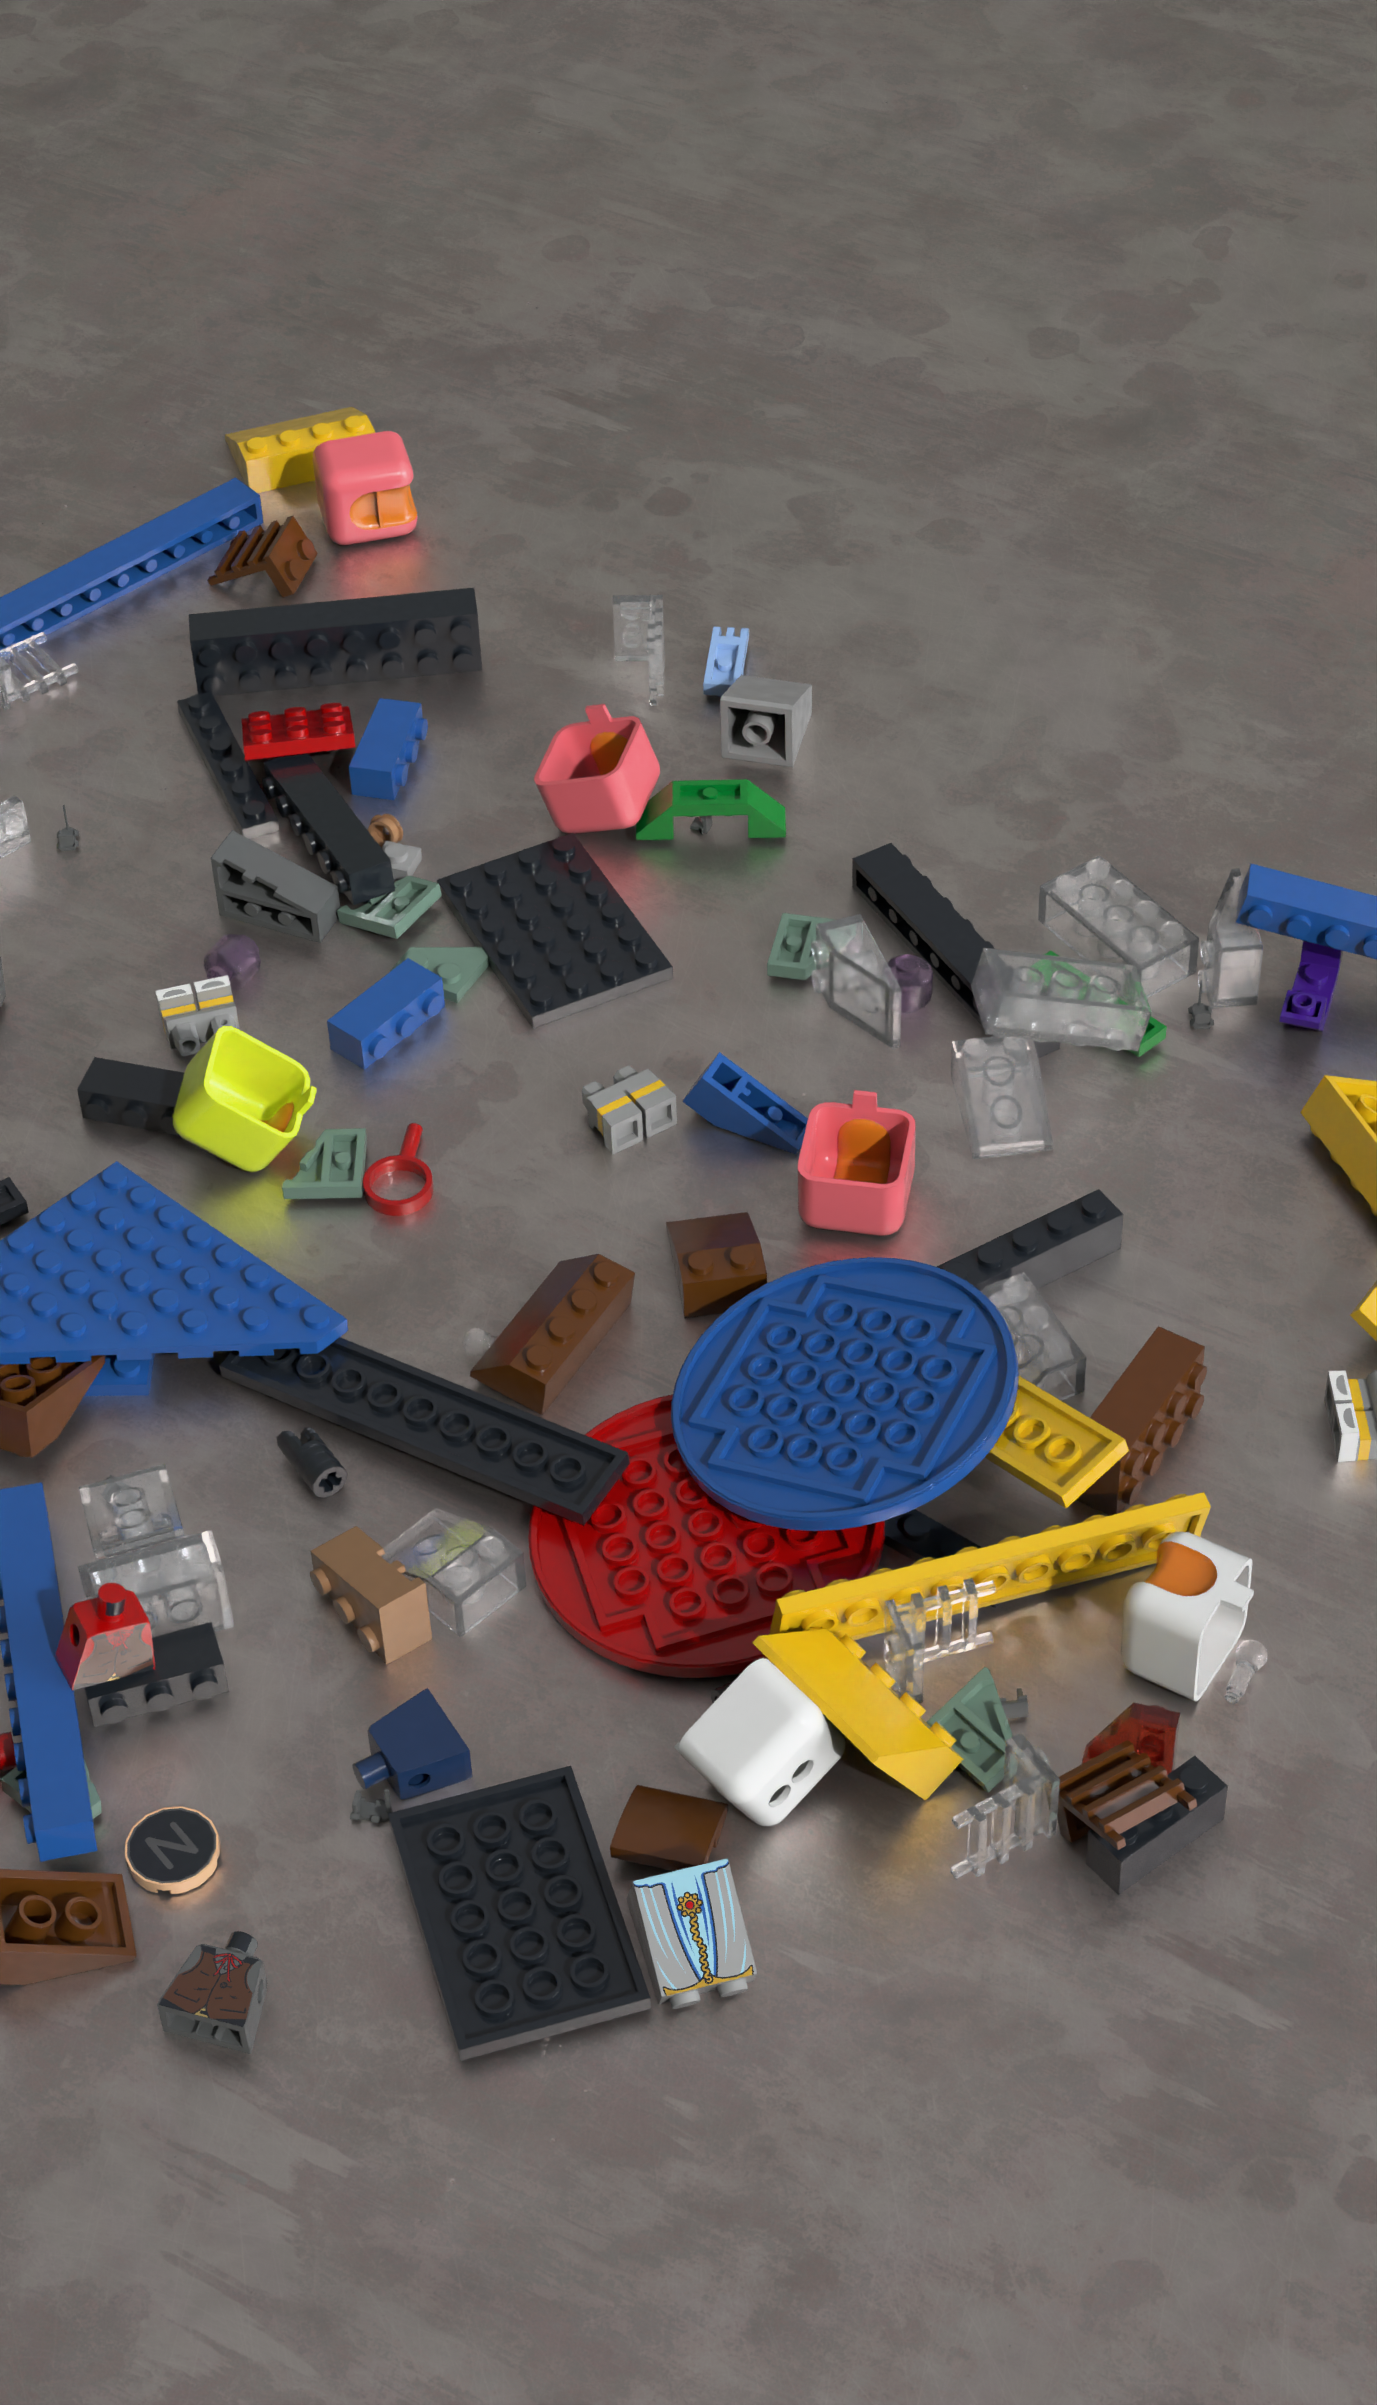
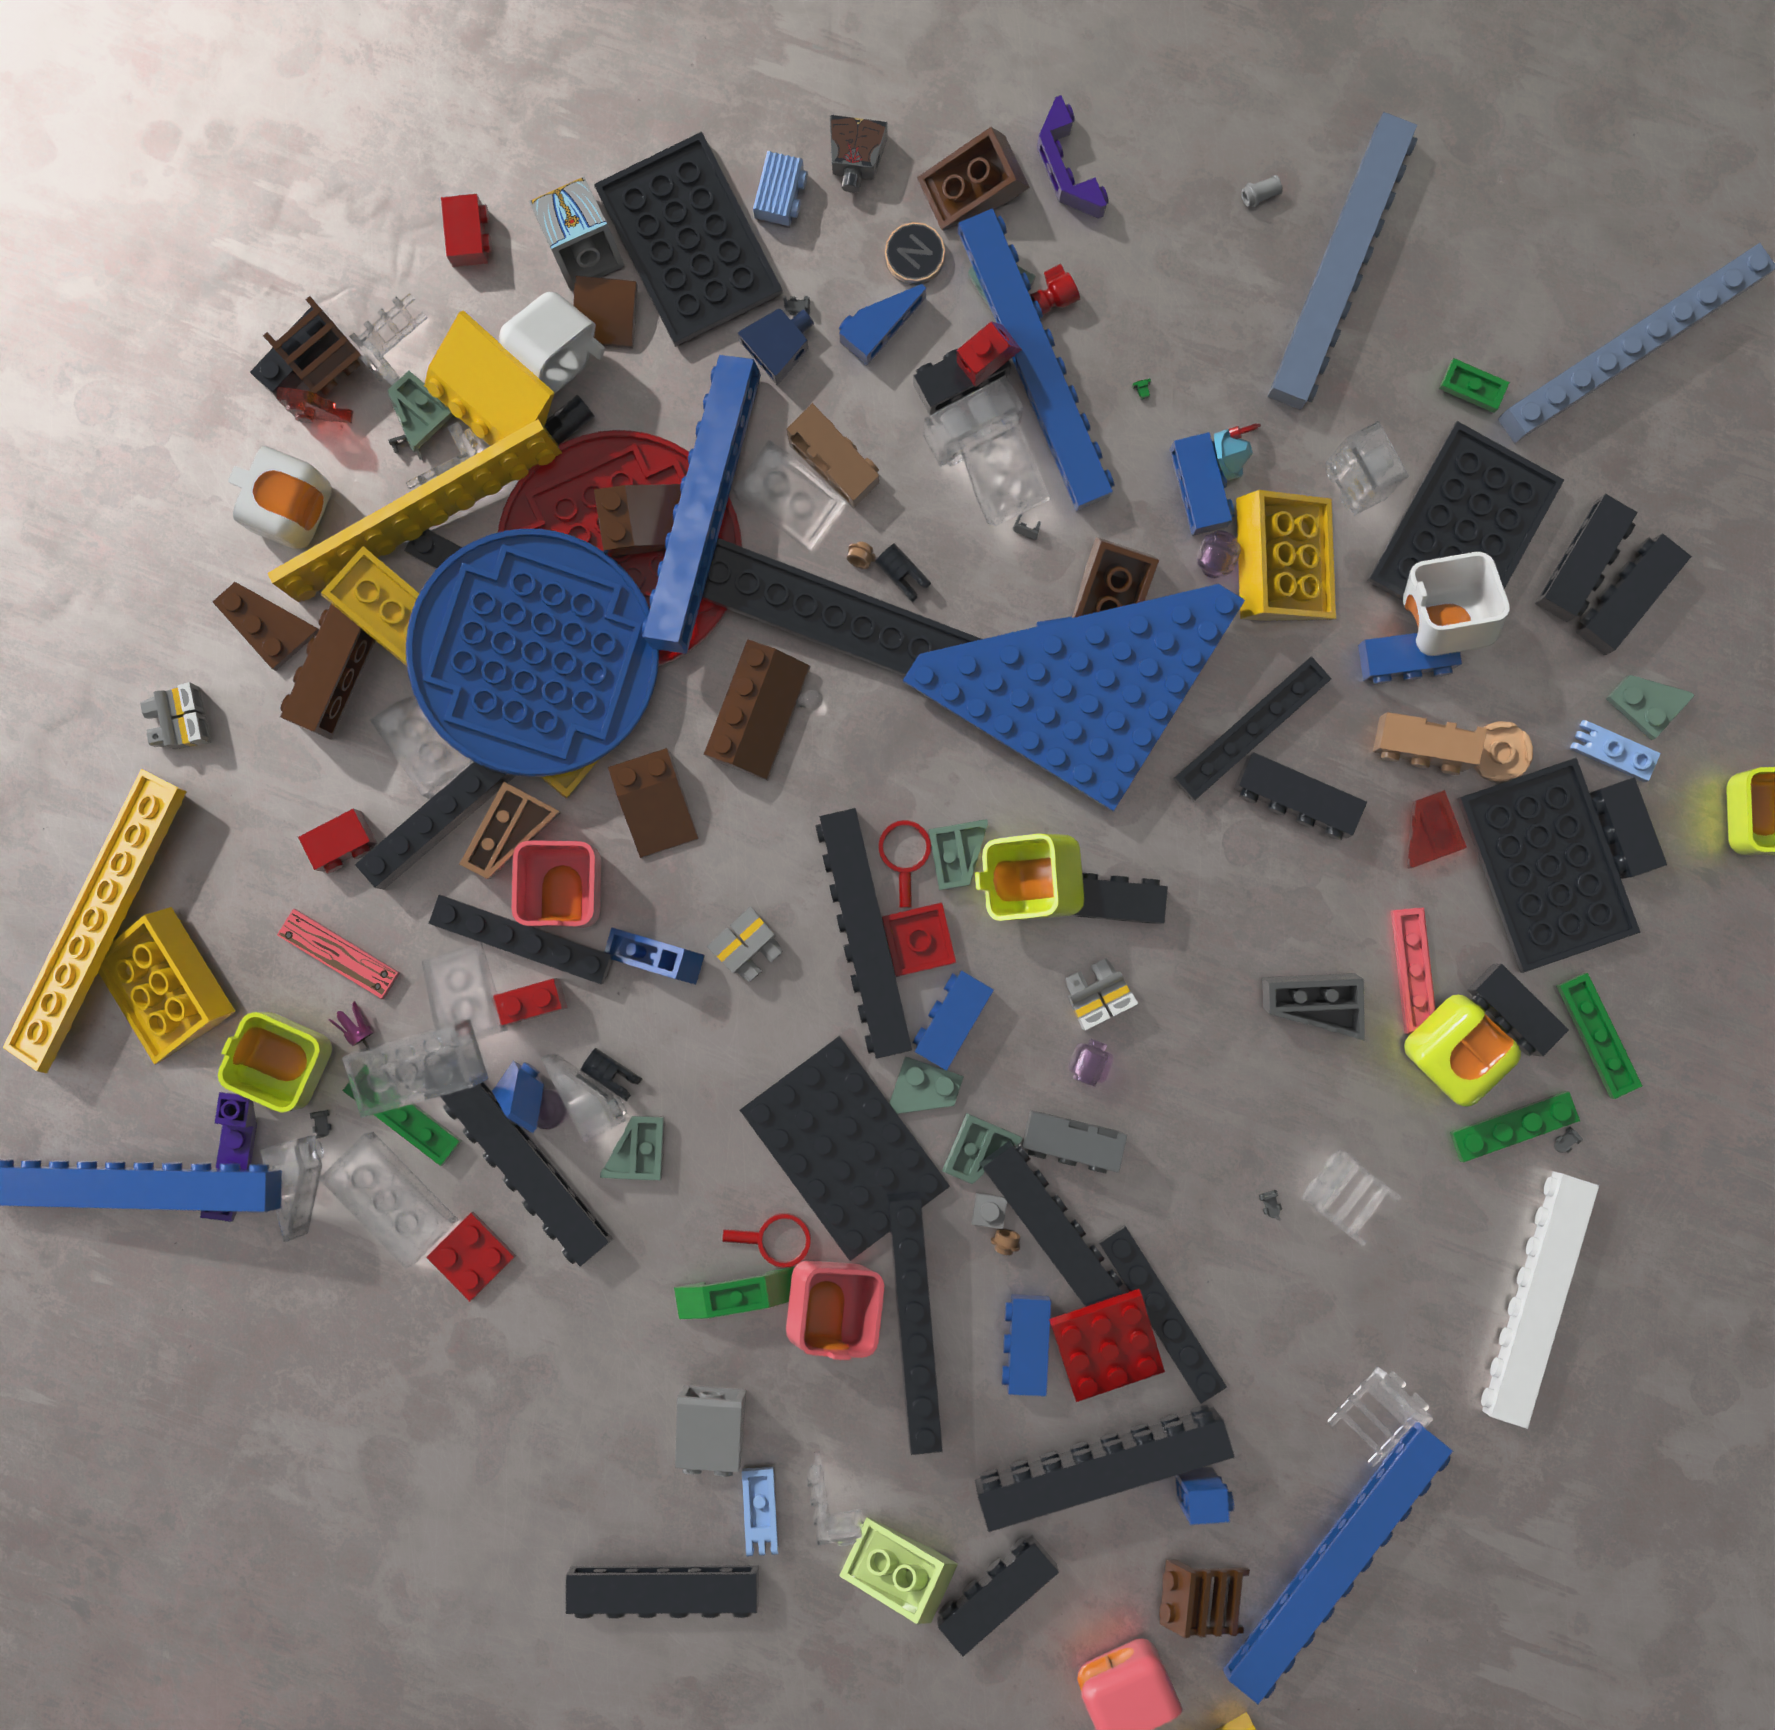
camera: 170 degrees right, 40 degrees up
(231, 581) = (1203, 1496): none -> blue brick
(251, 1756) = (877, 323): none -> blue slope
(356, 1954) = (779, 189): none -> light blue brick
(364, 1486) = (861, 555): none -> medium nougat plate
(406, 1091) = (919, 939): none -> red plate
(473, 1105) = (865, 934): none -> black brick
(494, 572) = (996, 1594): none -> black brick
(509, 769) = (914, 1323): none -> black brick
(567, 1540) = (701, 504): none -> brick
(575, 599) = (899, 1571): none -> yellowish green slope
(662, 877) = (751, 1237): none -> red piece
(662, 1539) = (636, 517): none -> reddish brown slope
(828, 1013) = (604, 1069): none -> black hinge
(847, 614) = (662, 1590): none -> black brick
(868, 1964) = (465, 230): none -> red brick
(915, 1079) = (530, 1001): none -> red brick
(927, 1230) = (509, 821): none -> medium nougat wedge
(936, 975) = (520, 1094): none -> blue slope
(953, 1158) = (521, 939): none -> black plate
(1016, 881) = (471, 1256): none -> red plate
(1146, 1081) = (354, 1034): none -> flat silver piece
(1149, 1262) = (338, 841): none -> red brick
(1162, 1162) = (338, 953): none -> coral tile
(1243, 1044) = (274, 1061): none -> neon yellow piece
(1244, 1516) = (264, 625): none -> reddish brown wing

